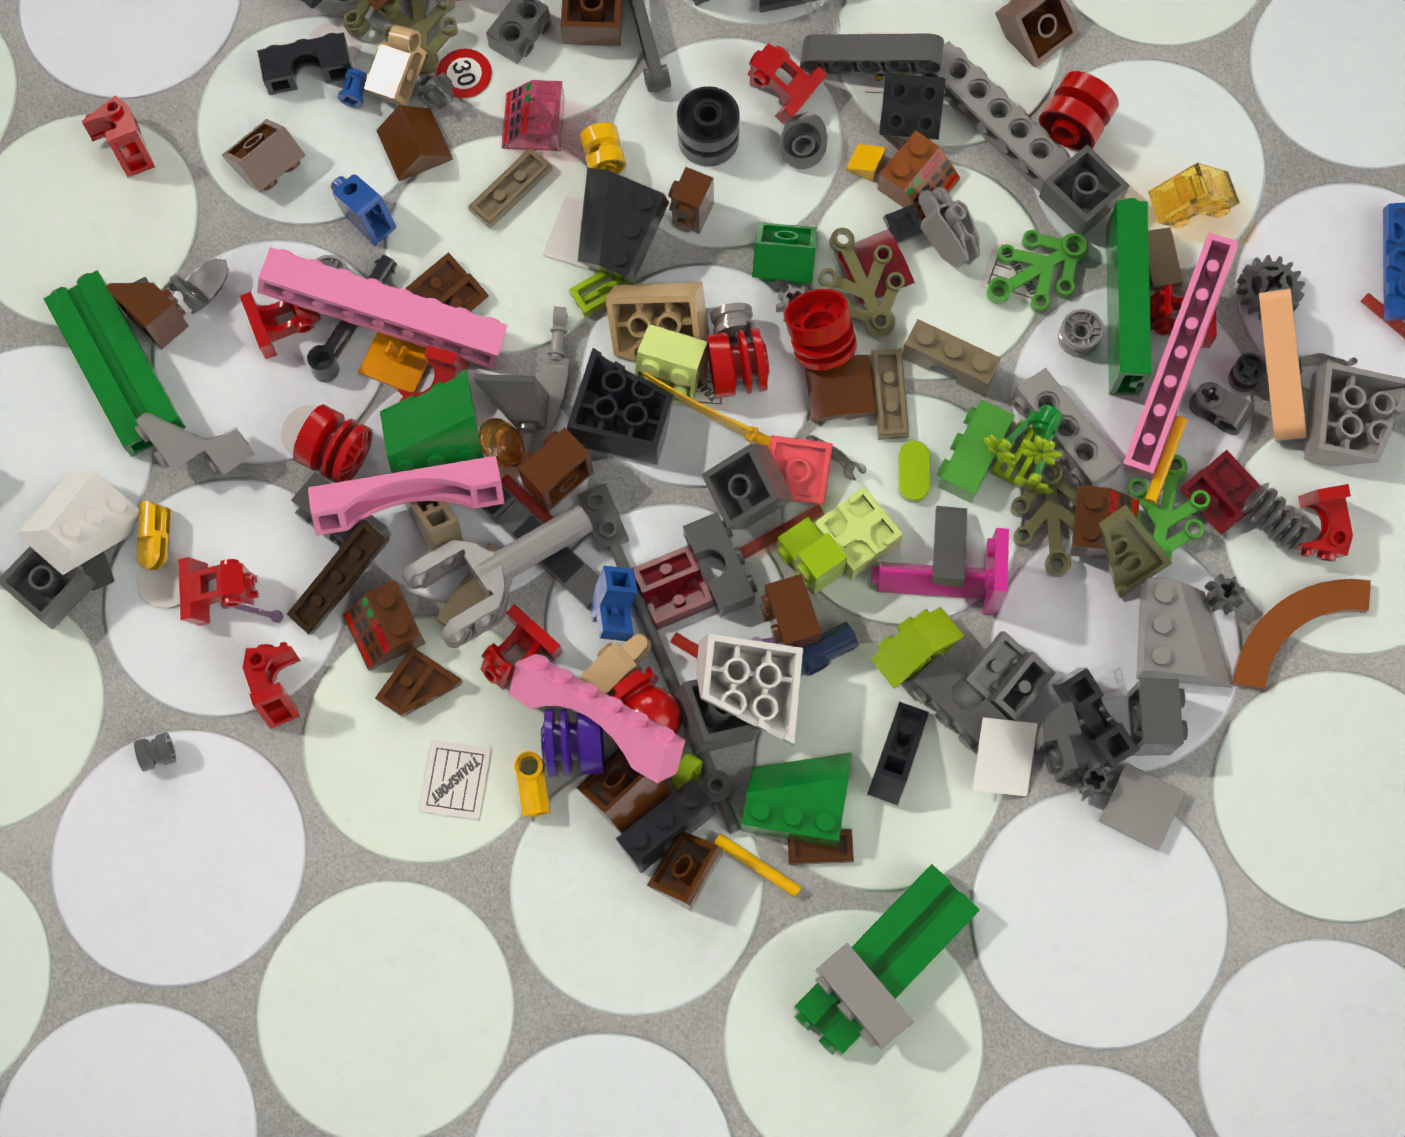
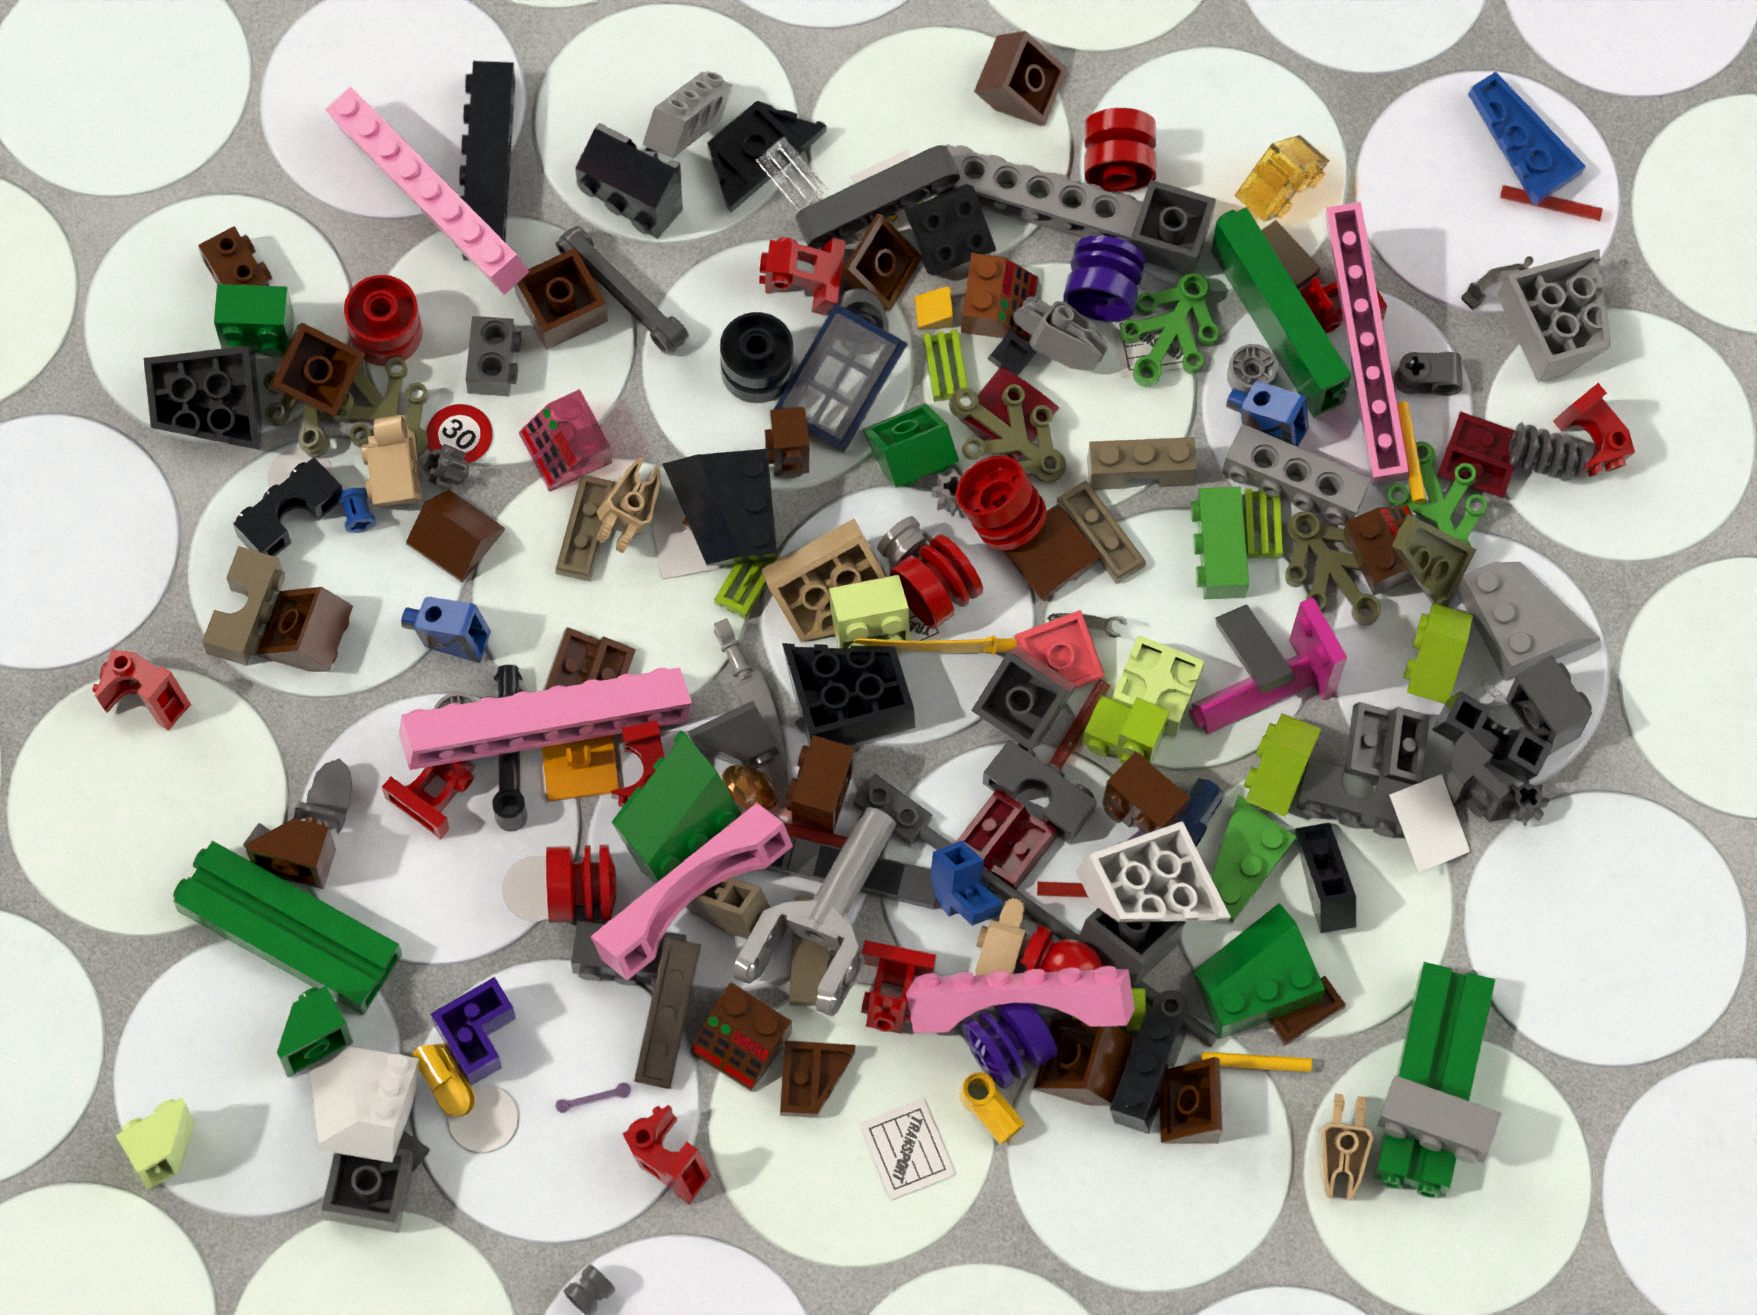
camera: 35 degrees left, 5 degrees down
(77, 446) = (312, 1031): none -> green slope
(179, 446) = (421, 973): light grey arch -> none
(188, 505) = (465, 1028): none -> dark purple brick
(217, 132) = (237, 634): none -> dark tan arch
(233, 586) = (570, 1079): red tile -> none
(546, 185) = (629, 505): none -> tan hinge
(603, 148) = (658, 435): yellow wheel -> none
(763, 173) = (842, 376): none -> clear piece
(784, 968) = (1344, 1147): none -> tan hinge
(845, 104) = (881, 263): none -> reddish brown slope
(846, 704) = (1248, 855): none -> bright green wing
(856, 185) = (941, 339): none -> lime tile
(914, 471) = (1172, 596): lime tile -> none
(1006, 202) = (1104, 278): none -> dark purple wheel
(1045, 425) = (1279, 479): plant -> none
(1075, 372) = (1272, 411): none -> blue torso
(1094, 626) = (1441, 646): none -> lime brick
(1142, 806) = (1584, 800): light grey tile -> none
(1218, 588) = (1540, 553): dark grey gear -> none
(1250, 366) = (1435, 317): black wheel -> none
(1264, 274) = (1391, 233): dark grey gear -> none
(1282, 365) = (1466, 300): light nougat beam -> none
(1289, 615) = (1611, 544): dark orange tile -> none

